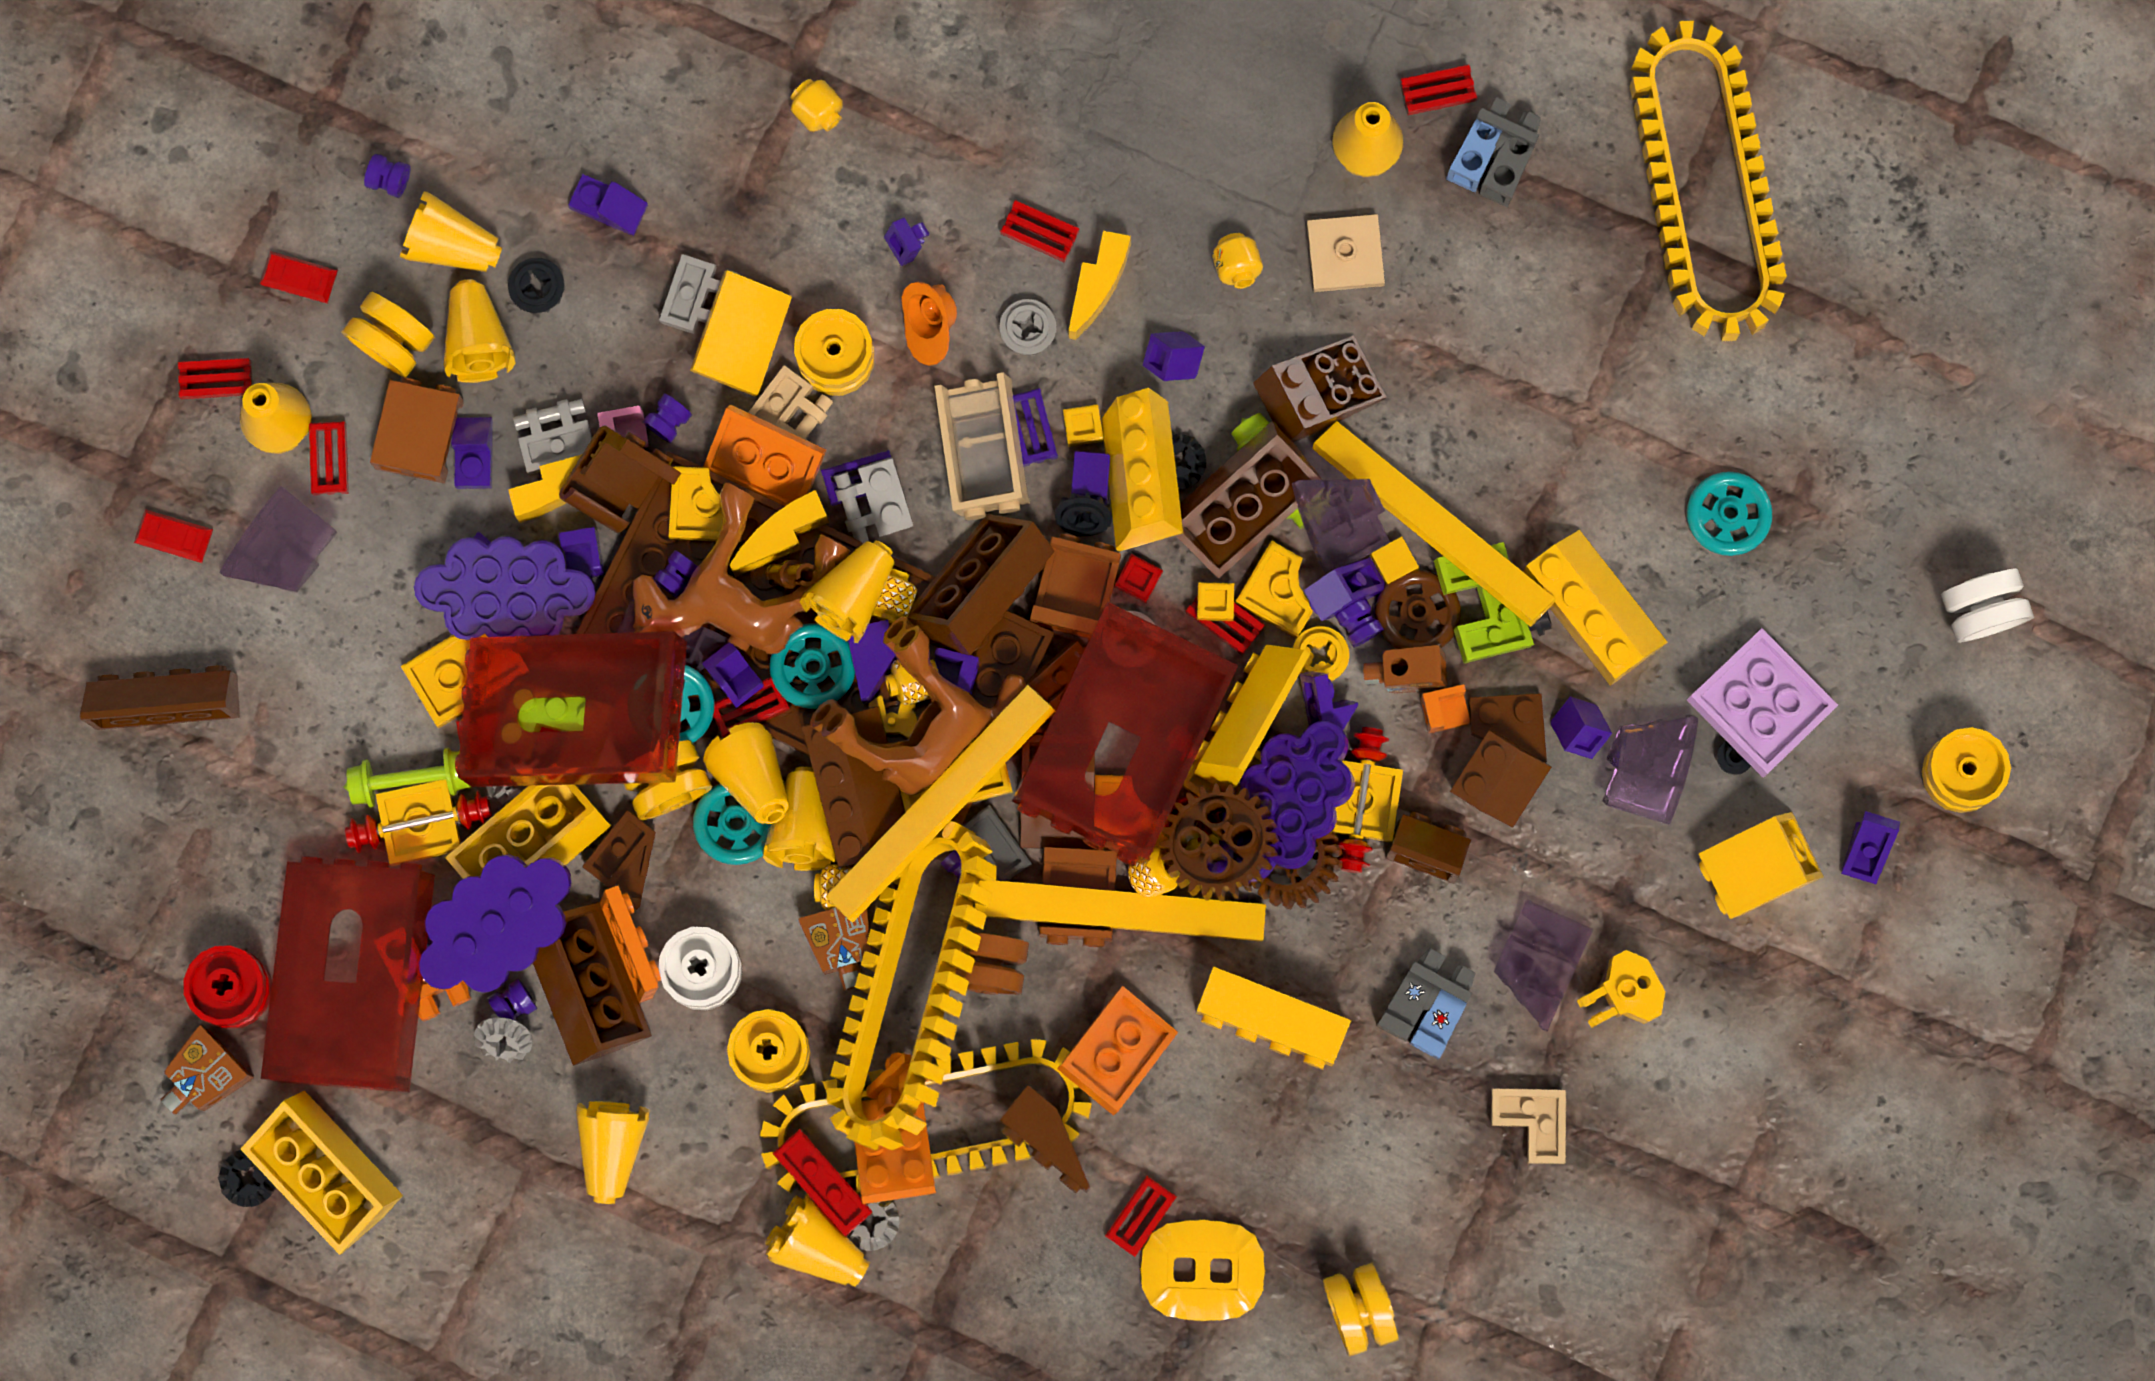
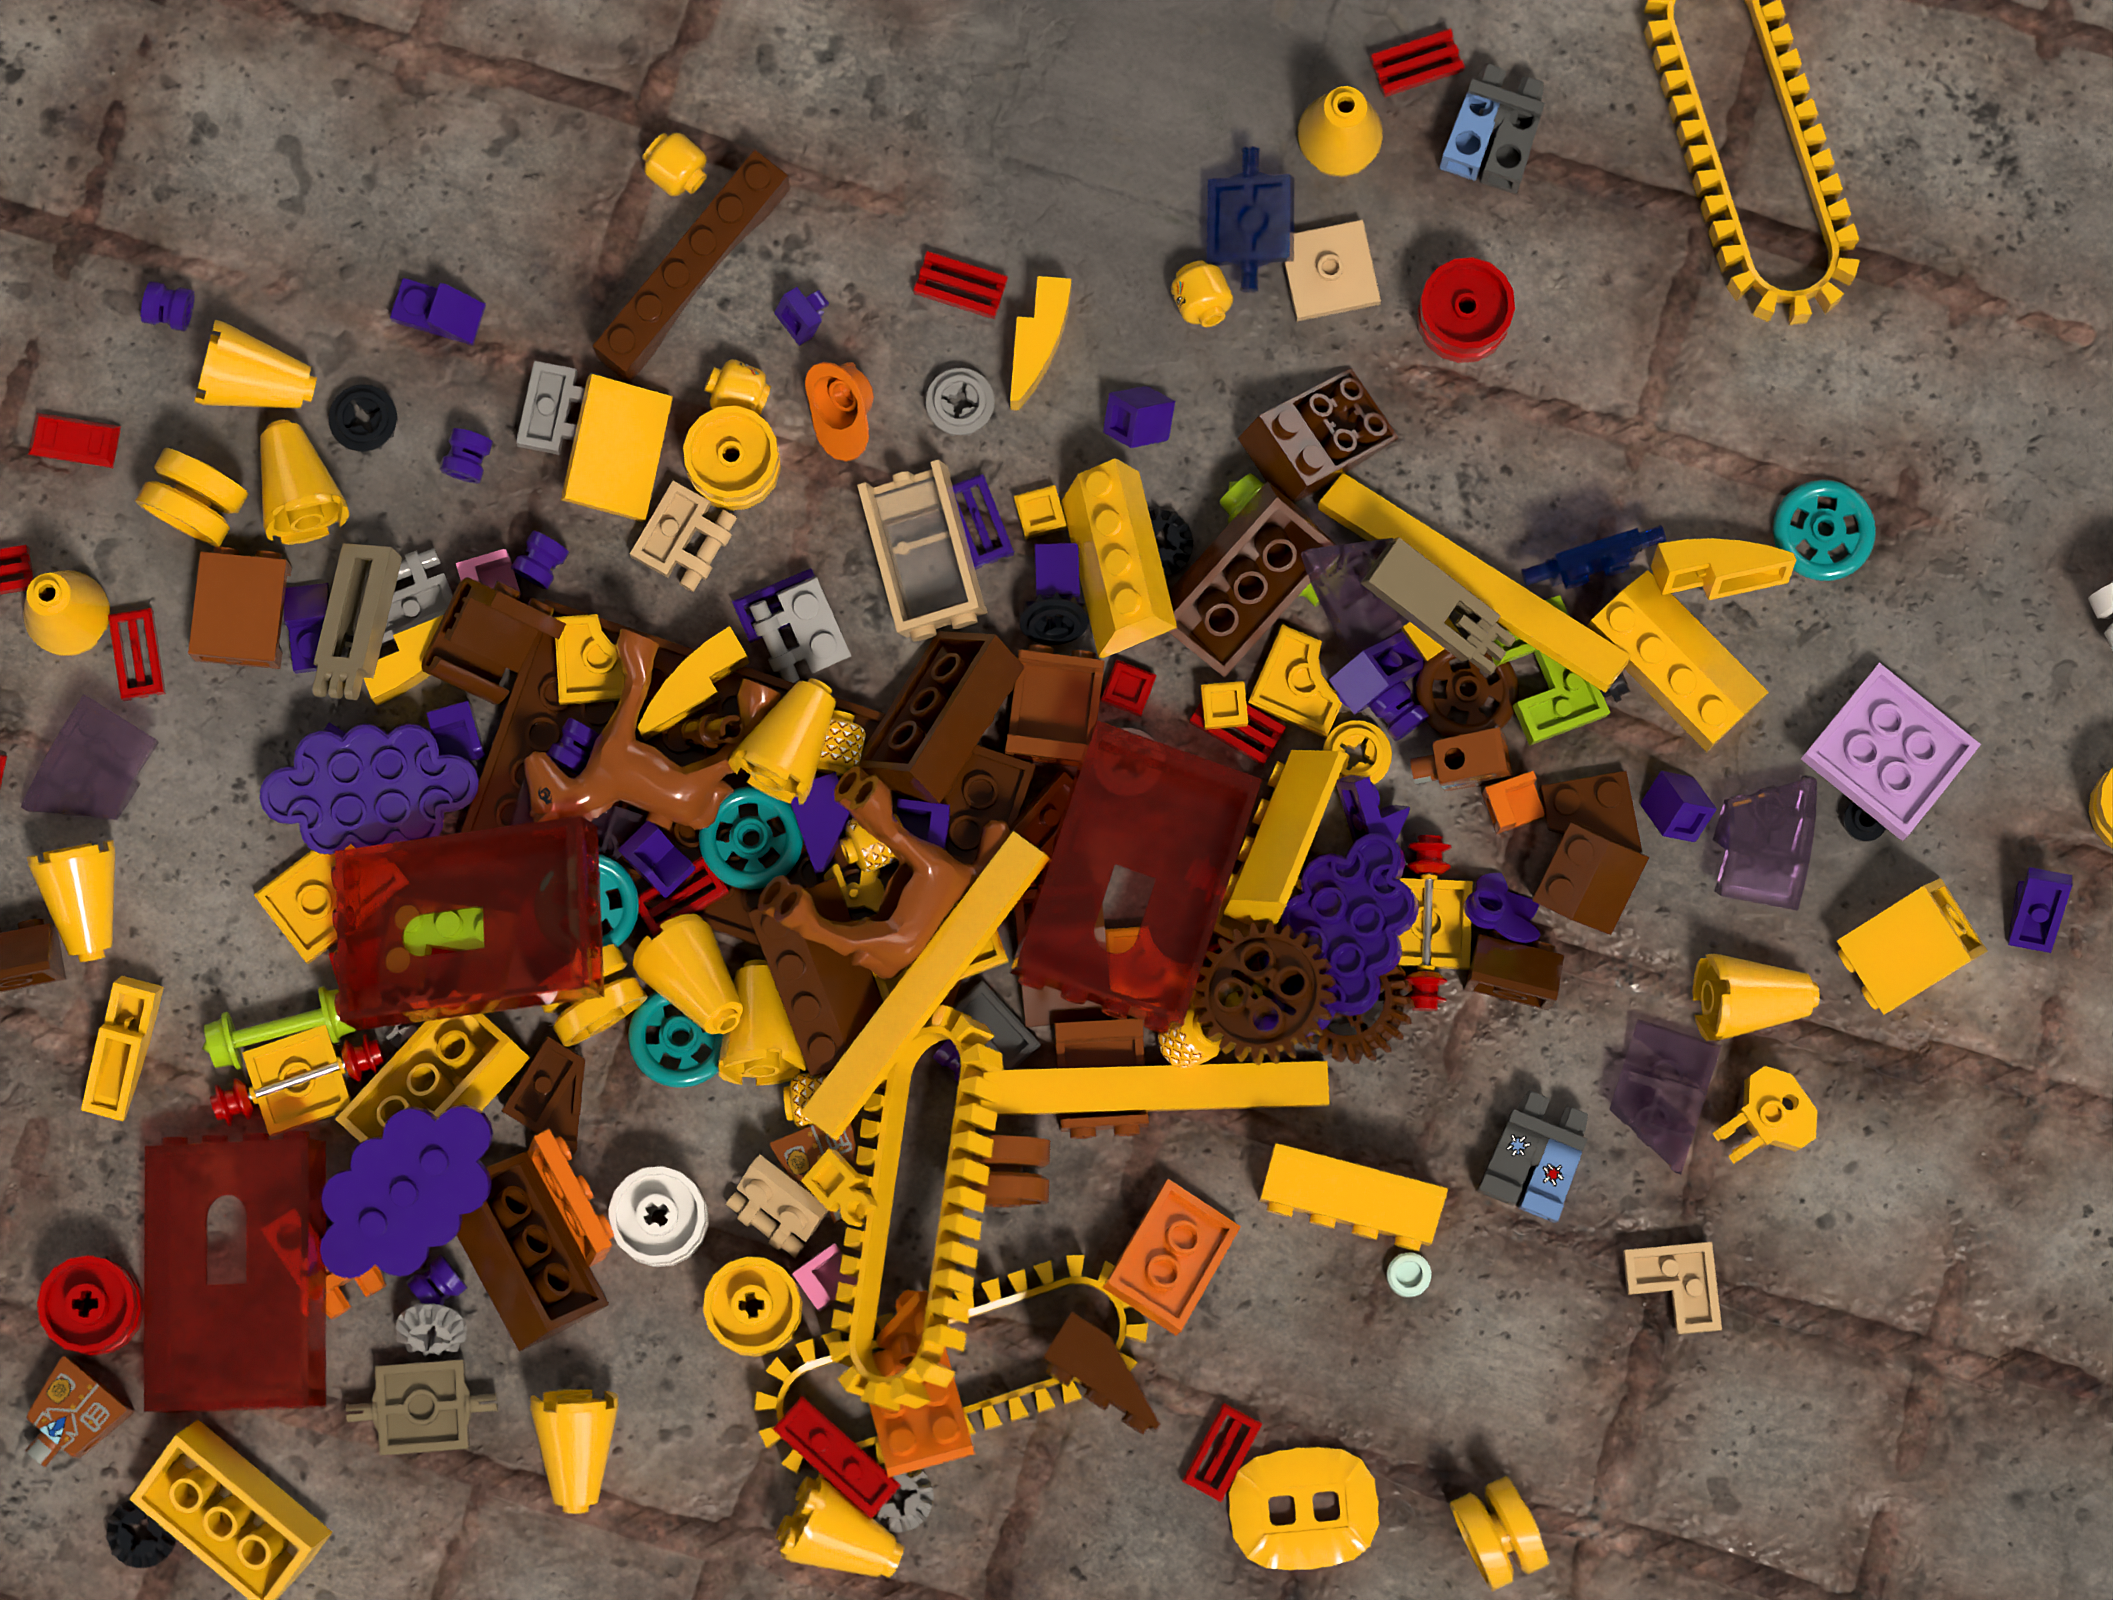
camera: 10 degrees left, 0 degrees up
(258, 650) = (79, 895): none -> yellow cone
(278, 778) = (121, 1047): none -> yellow slope
(488, 1102) = (422, 1407): none -> dark tan plate
(511, 440) = (356, 607): none -> dark tan hinge
(617, 325) = (466, 455): none -> dark purple wheel
(763, 457) = (662, 593): orange plate -> none
(804, 966) = (782, 1199): none -> tan plate
(827, 1032) = (821, 1277): none -> bright pink panel
(846, 293) = (738, 386): none -> yellow head
(847, 960) = (835, 1186): none -> yellow plate
(850, 159) = (658, 303): none -> reddish brown arch
(1284, 204) = (1250, 219): none -> clear blue plate
(1312, 1088) = (1408, 1274): none -> light aqua tile
(1392, 531) = (1429, 596): none -> dark tan hinge
(1423, 796) = (1501, 910): none -> dark purple plate
(1447, 318) = (1458, 334): none -> red wheel
(1549, 513) = (1605, 555): none -> clear blue plate
(1620, 891) = (1748, 996): none -> yellow cone
(1639, 533) = (1720, 566): none -> yellow slope

